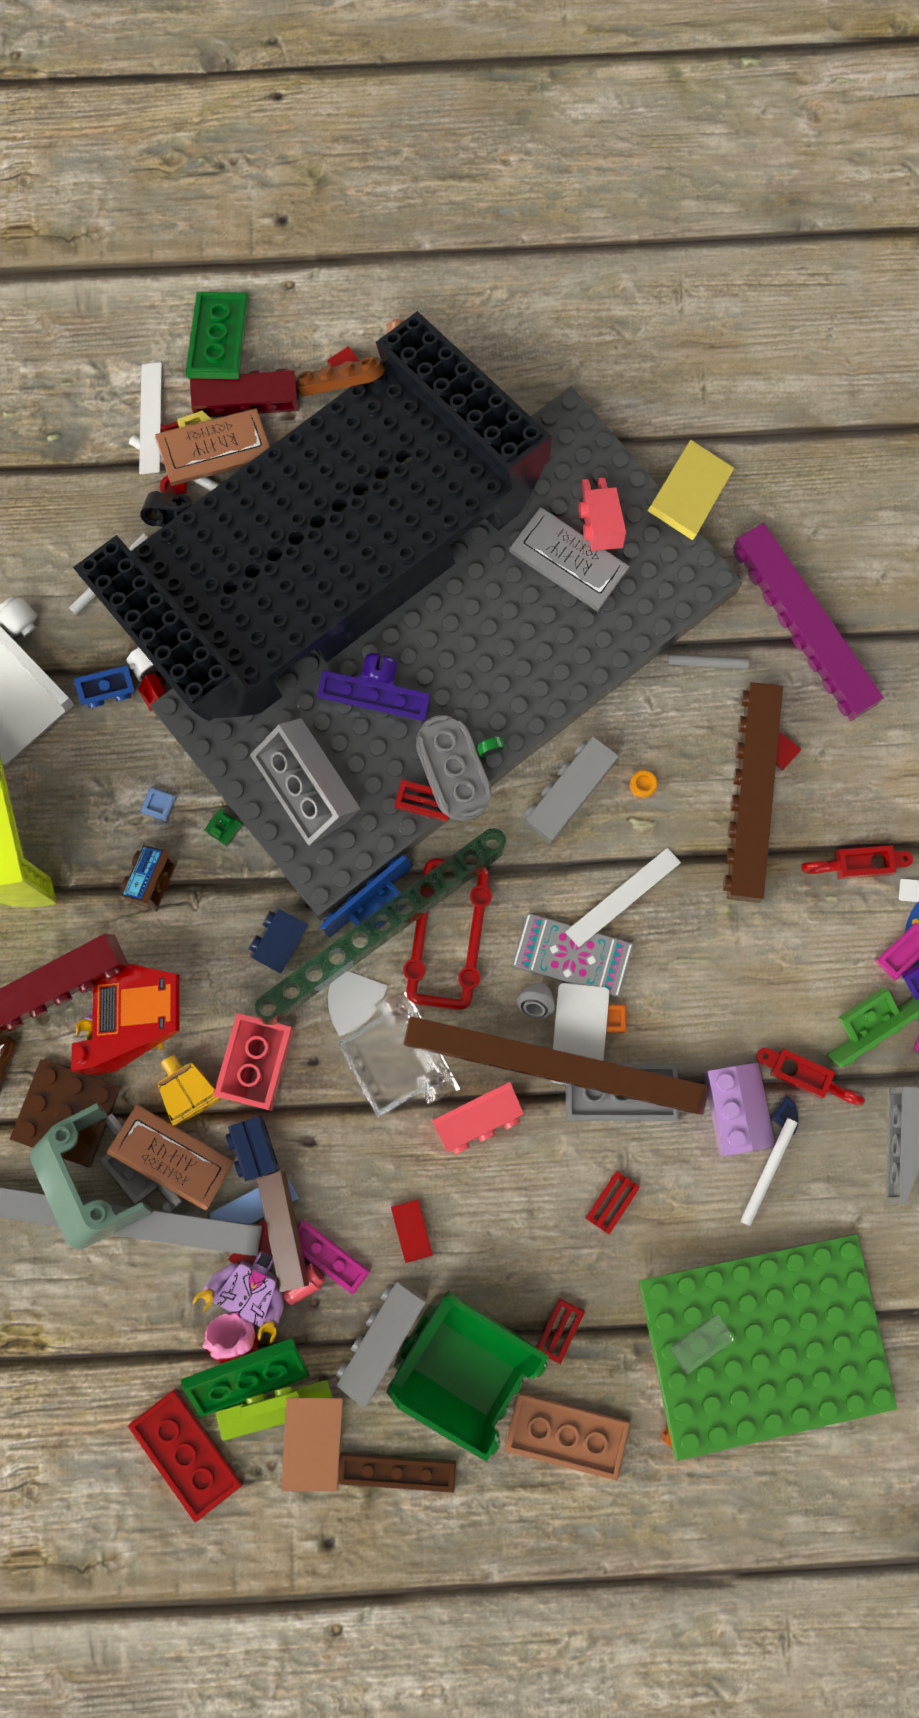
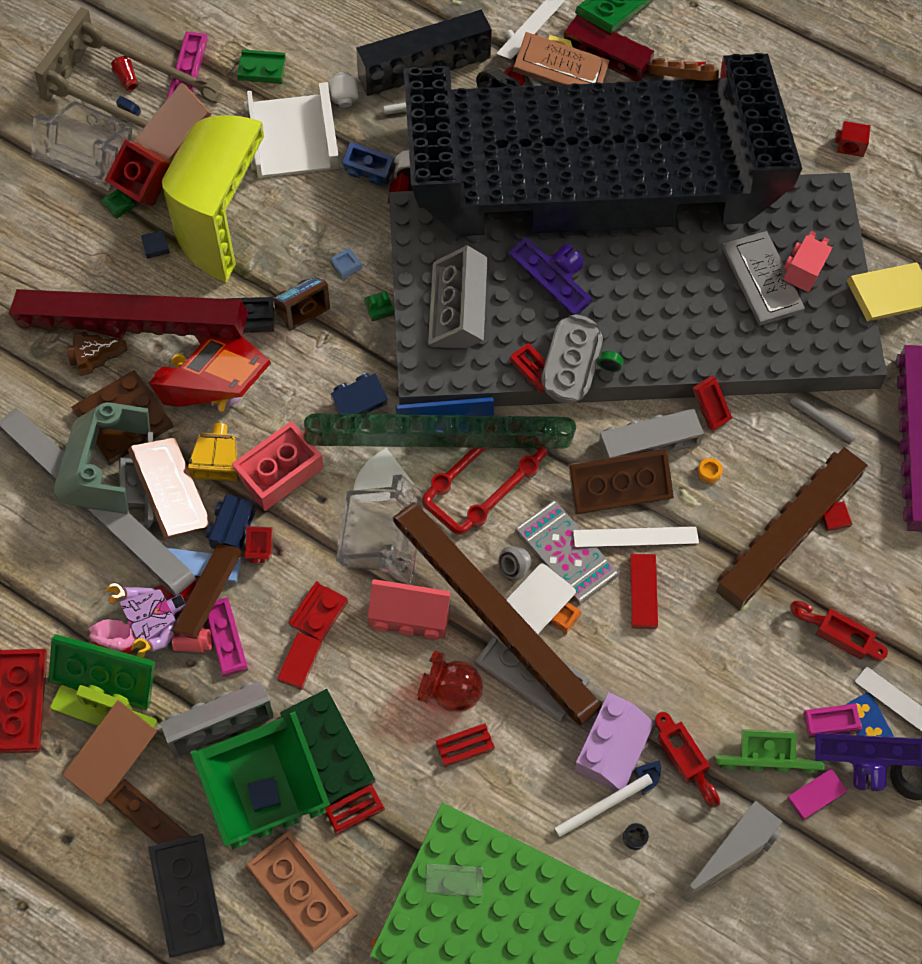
camera: 35 degrees right, 15 degrees down
(69, 524) = (444, 44): none -> black brick
(110, 917) = (260, 314): none -> black plate
(293, 1150) = (258, 543): none -> red bracket
(393, 1172) = (318, 611): none -> red plate
(474, 1377) = (264, 794): none -> dark blue tile
(475, 1516) = (186, 895): none -> black tile
(497, 1290) = (331, 747): none -> dark green plate
(545, 341) = (852, 138): none -> red brick
(568, 1160) = (452, 684): none -> clear red tile
(575, 854) = (620, 481): none -> reddish brown tile
(604, 718) = (712, 403): none -> red tile
(665, 944) = (643, 591): none -> red tile
(820, 1184) = (631, 829): none -> black bush

